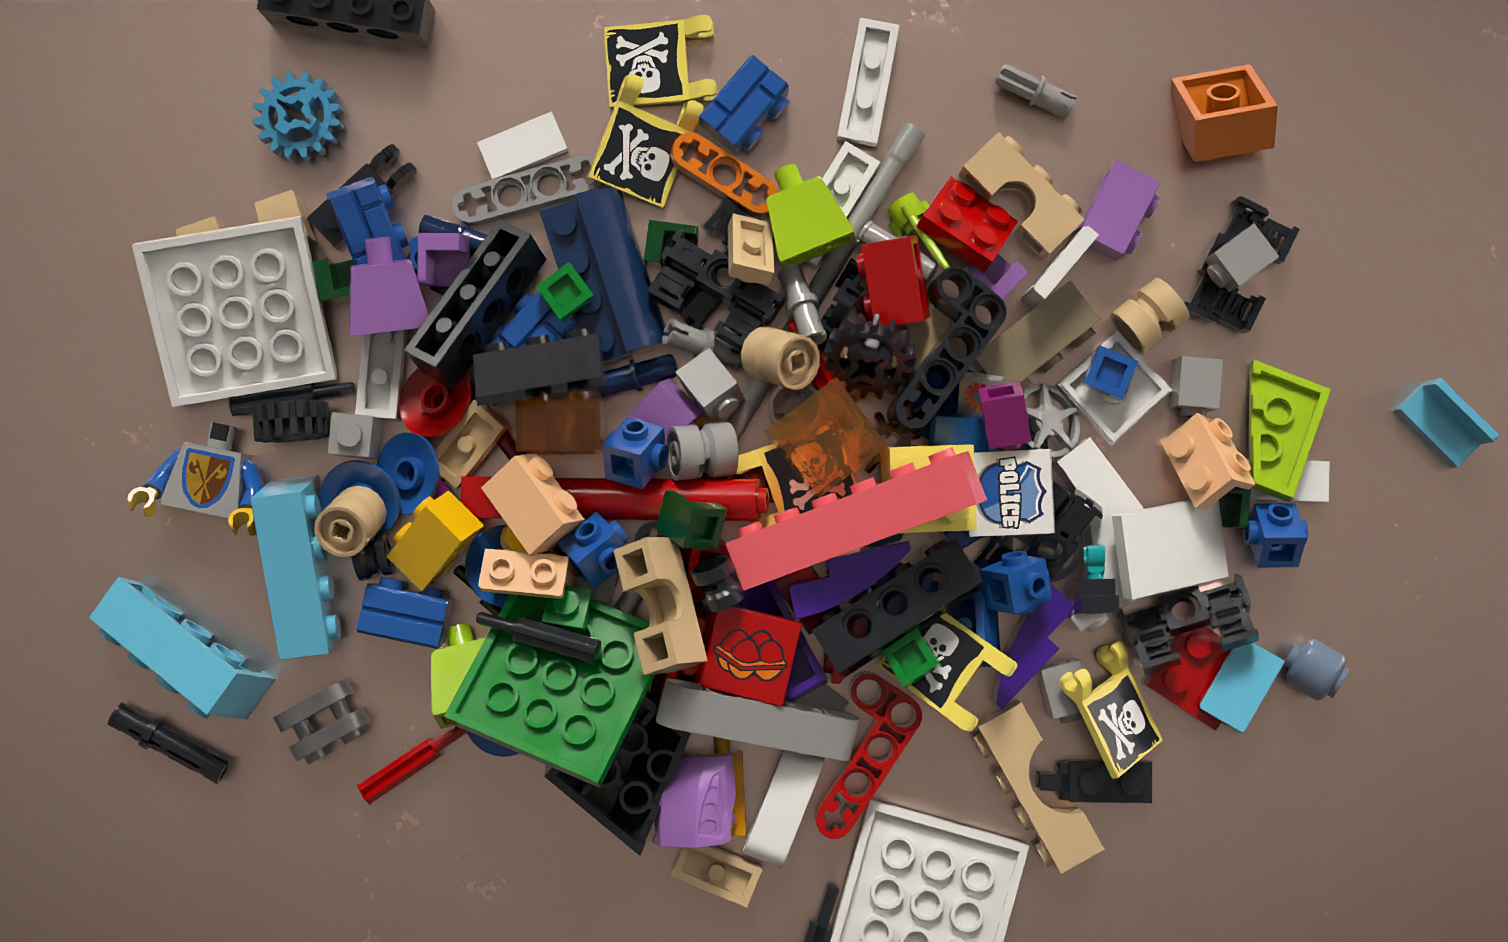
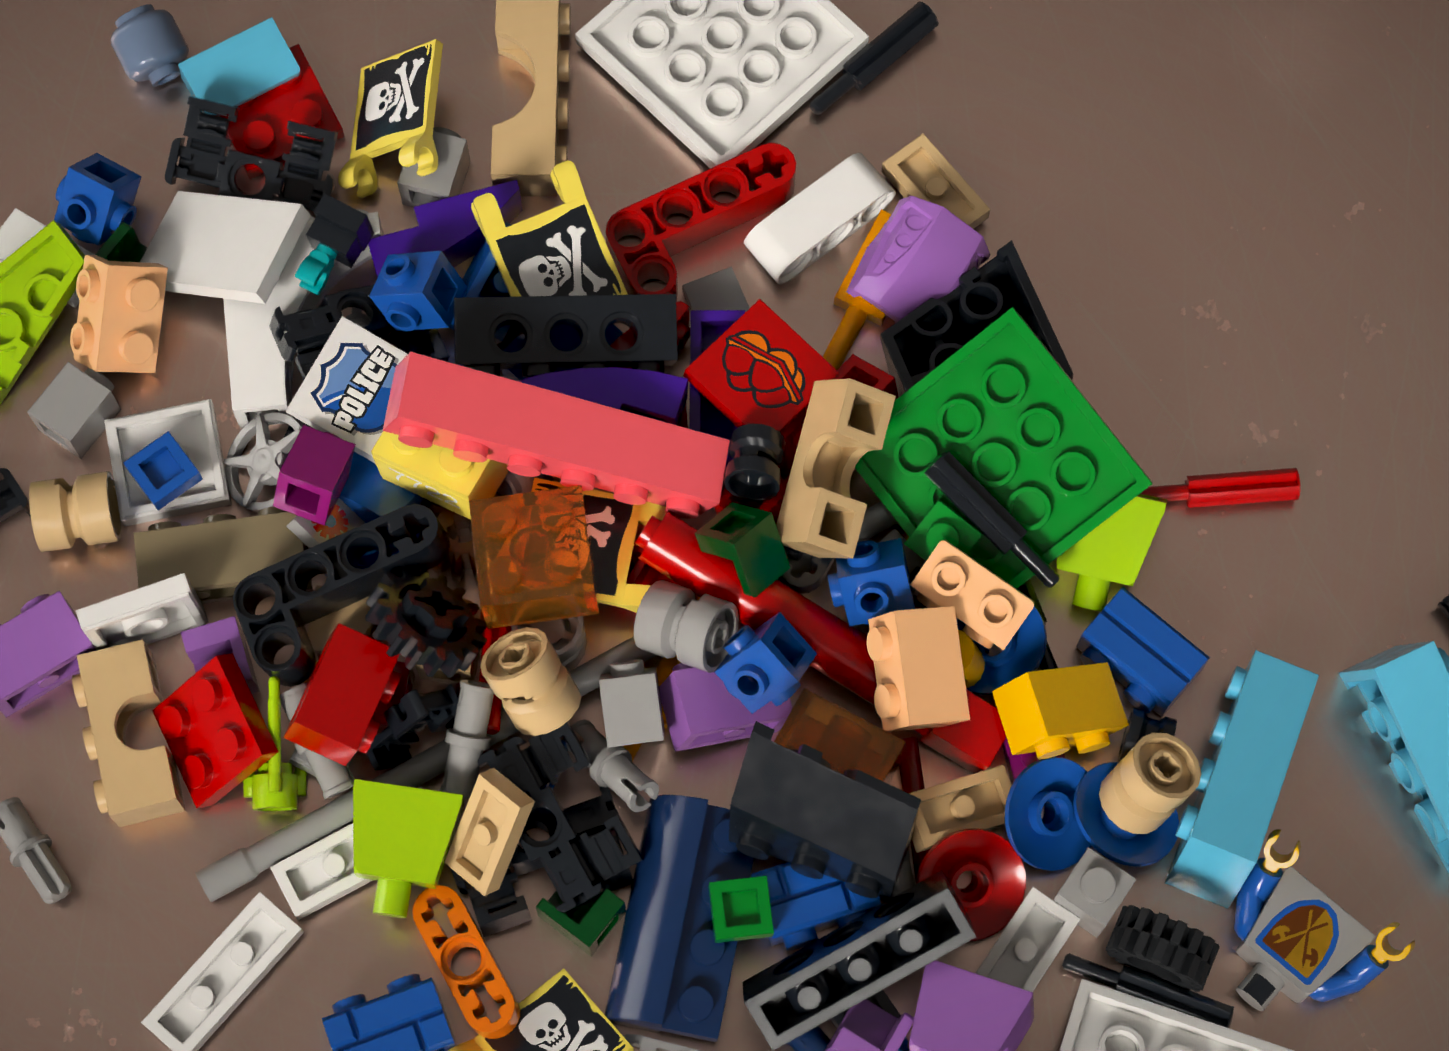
camera: 150 degrees left, 15 degrees down
(314, 744) = (1323, 566): flat silver brick -> none
(639, 374) = (711, 780): dark blue axle -> none
(737, 718) = (747, 270): light grey beam -> none
(911, 658) = (583, 269): green plate -> none
(1091, 782) = (465, 65): black hinge -> none

